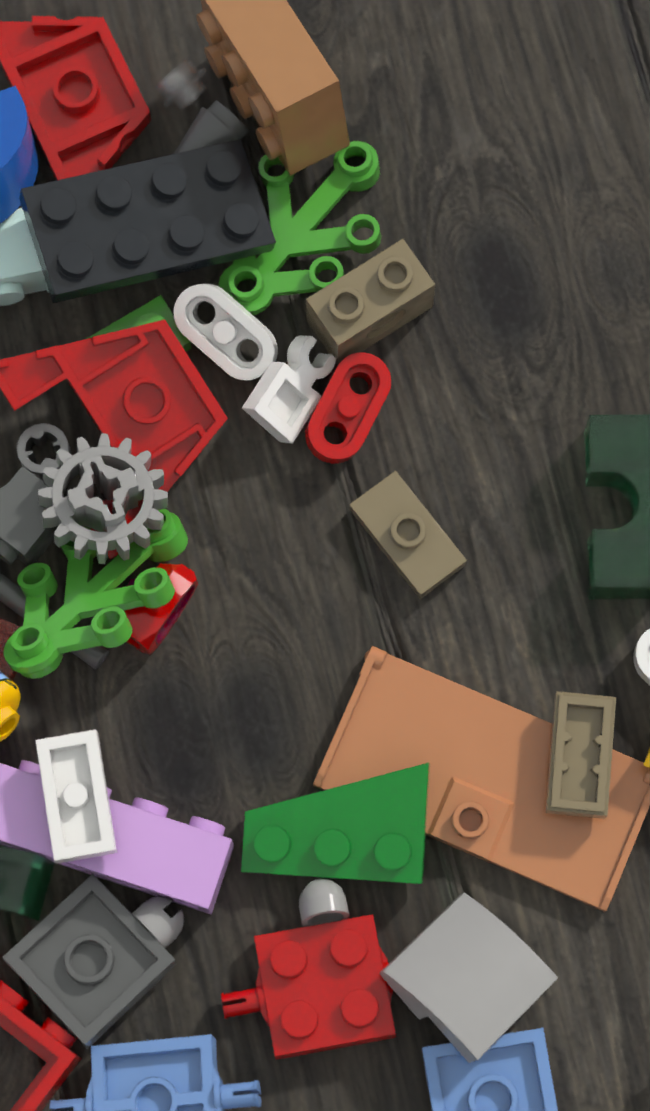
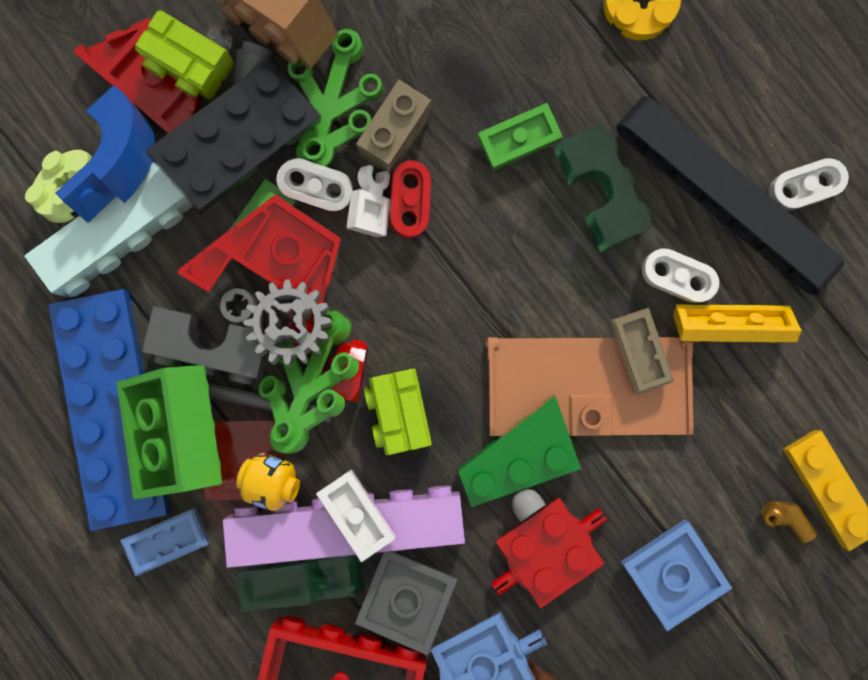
camera: 25 degrees left, 10 degrees up
(127, 88) = (183, 55): none -> lime brick
(157, 922) = (436, 560): light grey hinge -> none
(200, 691) = (398, 411): none -> lime brick
(407, 534) = (479, 261): dark tan plate -> none
(468, 976) = (633, 511): light grey slope -> none
(540, 387) = (519, 136): none -> bright green plate

